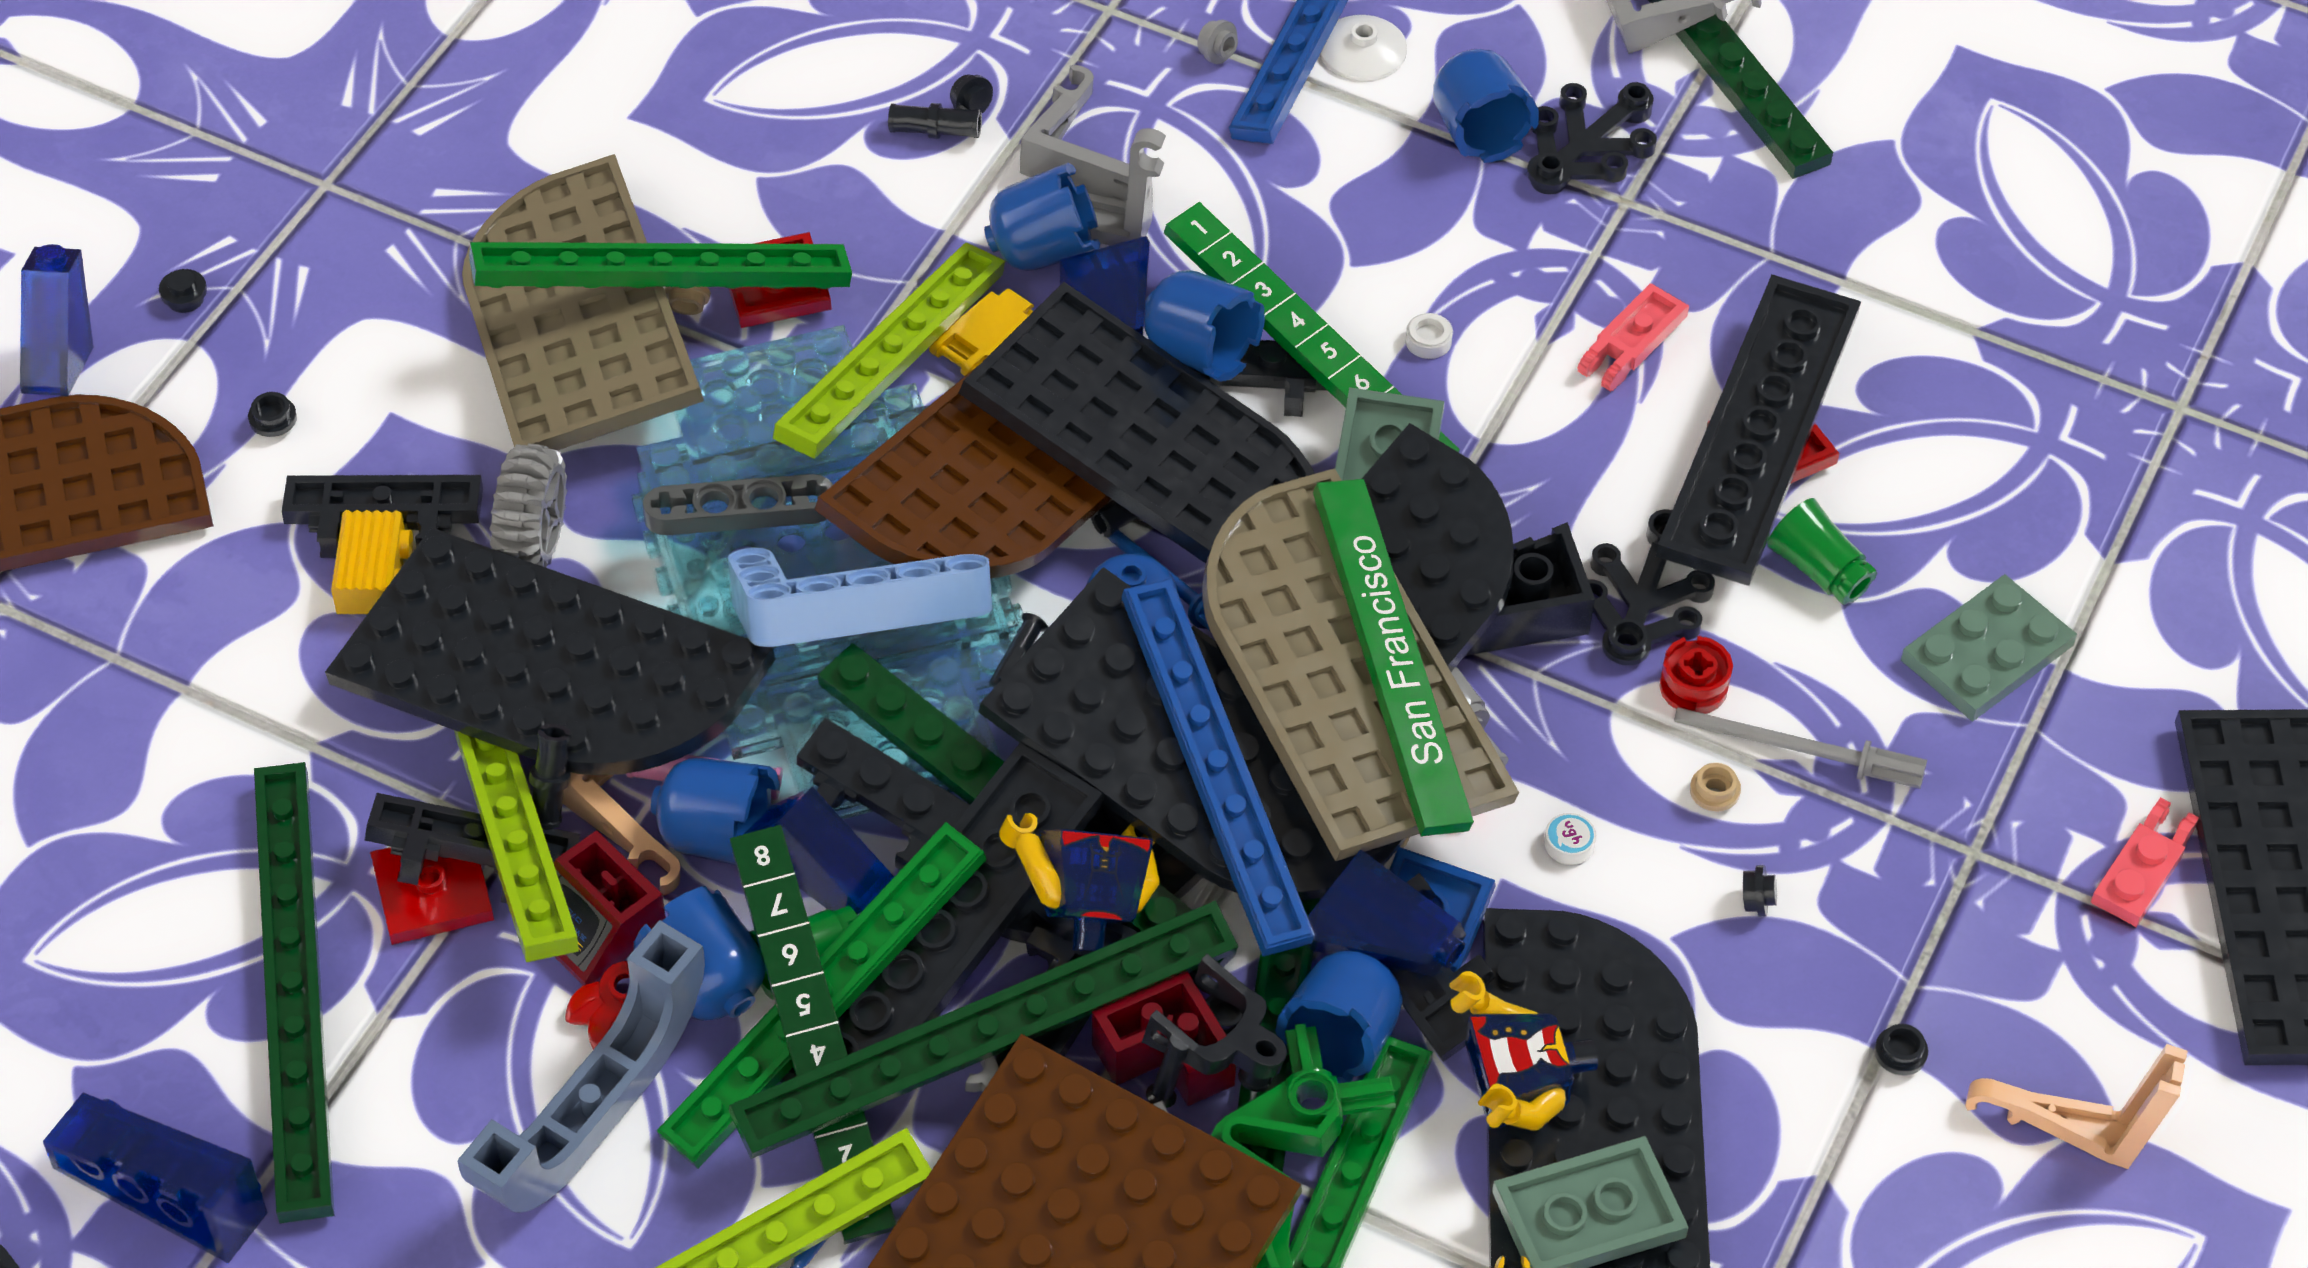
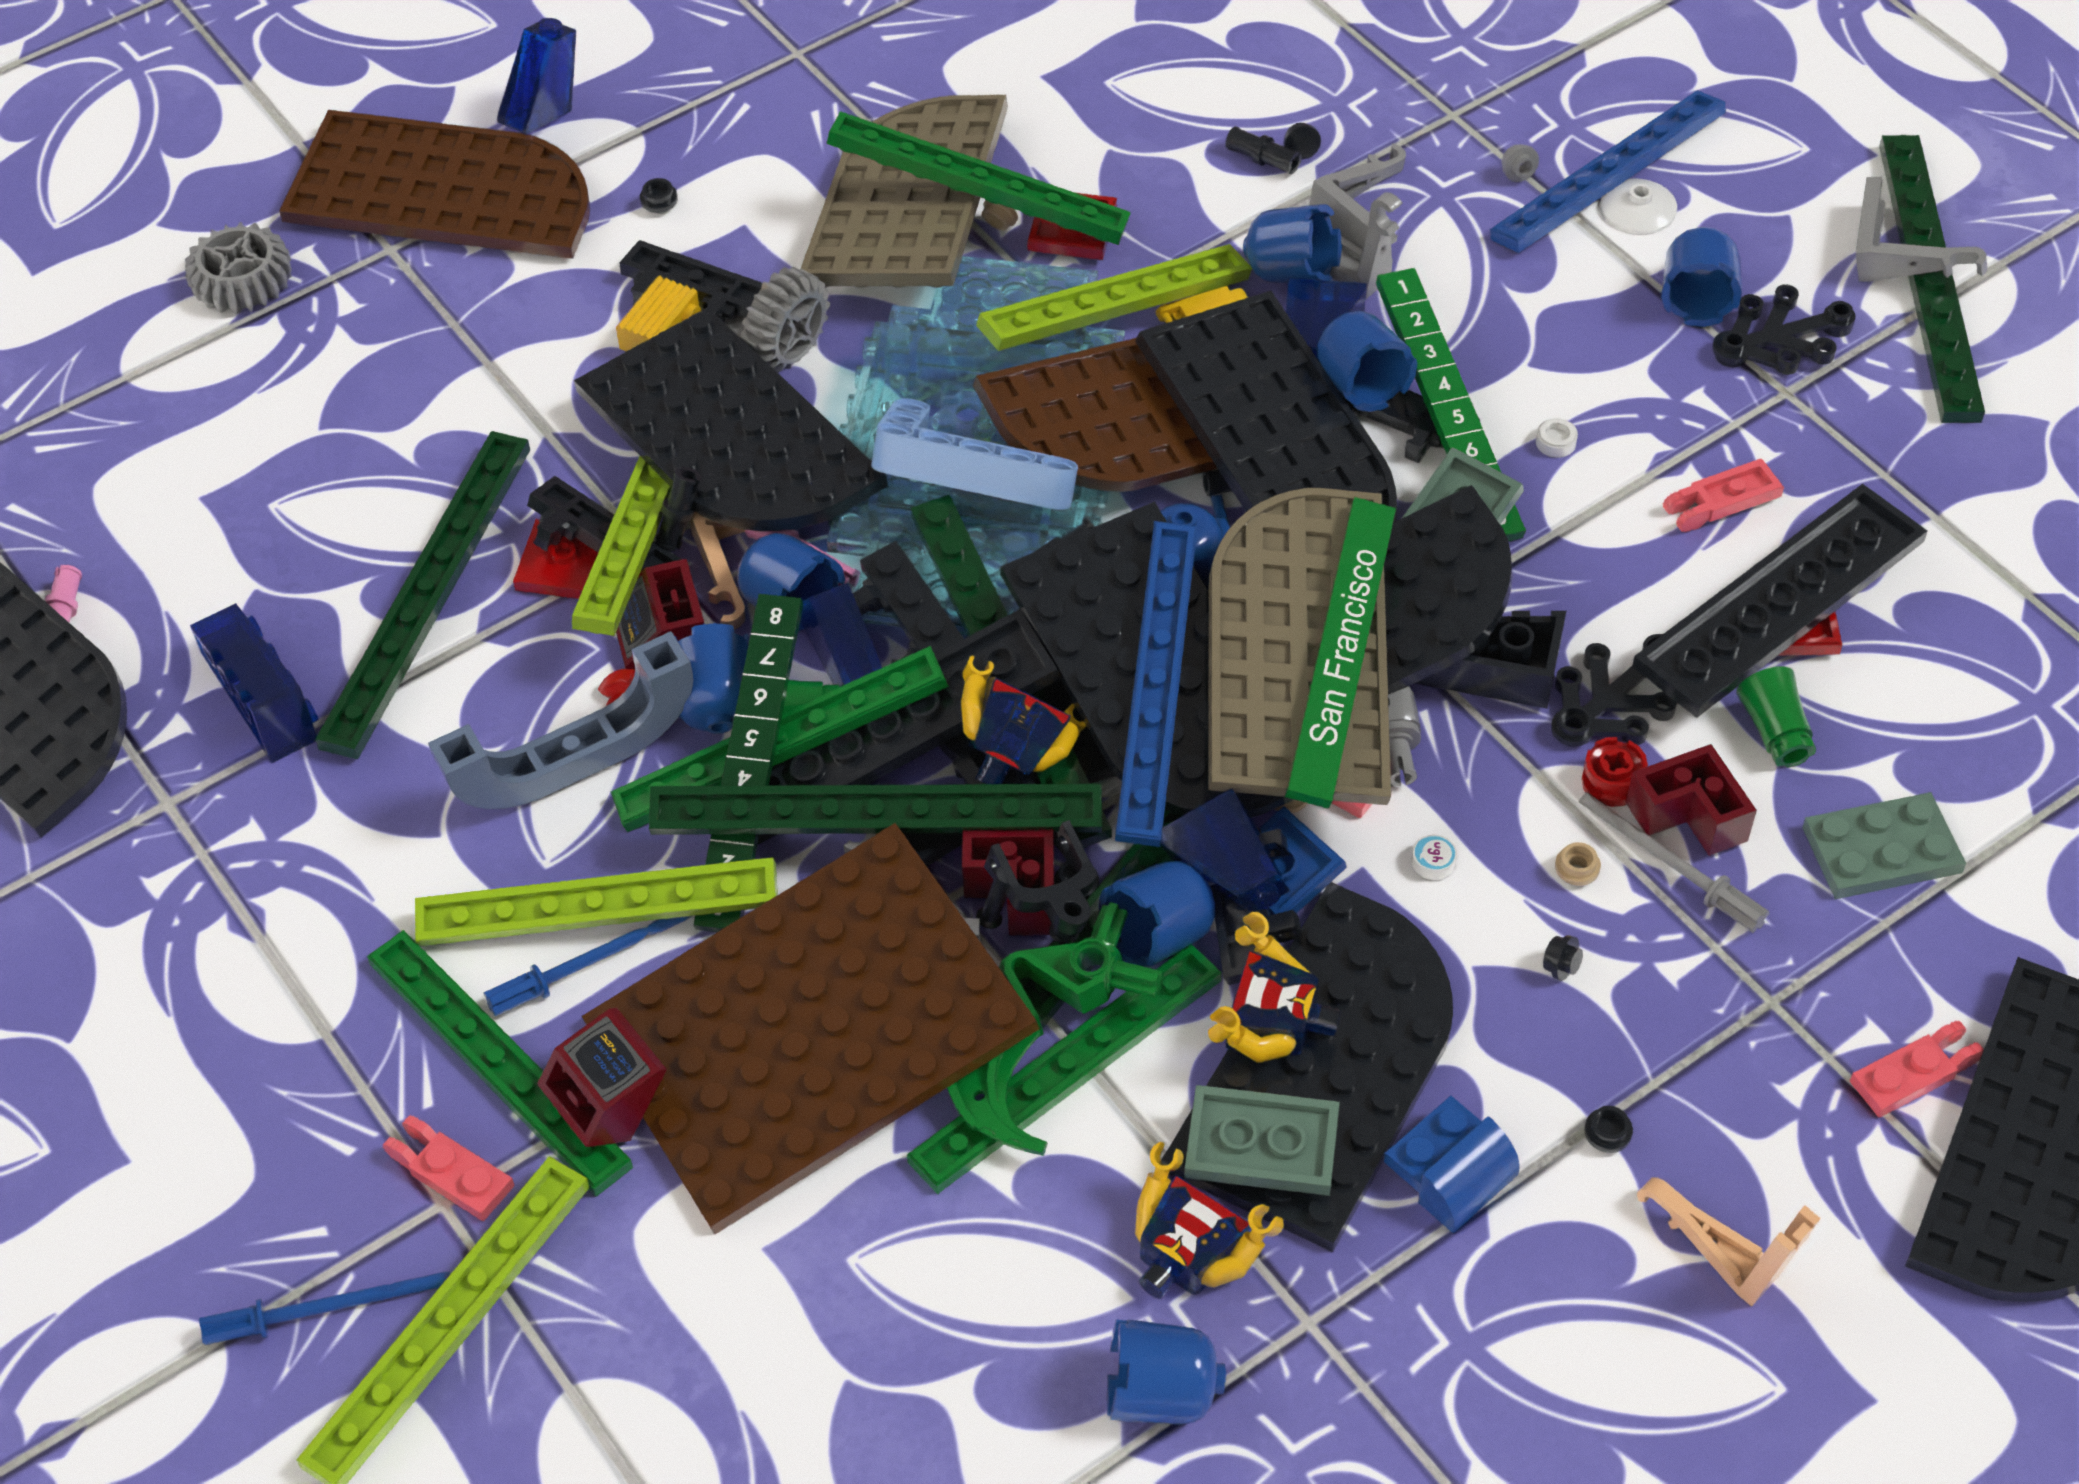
camera: 30 degrees right, 0 degrees up
(183, 290) = (652, 91): black plate -> none
(738, 496) = (930, 372): dark grey beam -> none
(1778, 1148) = (1454, 1162): none -> blue brick
(1799, 665) = (1694, 791): none -> dark red brick

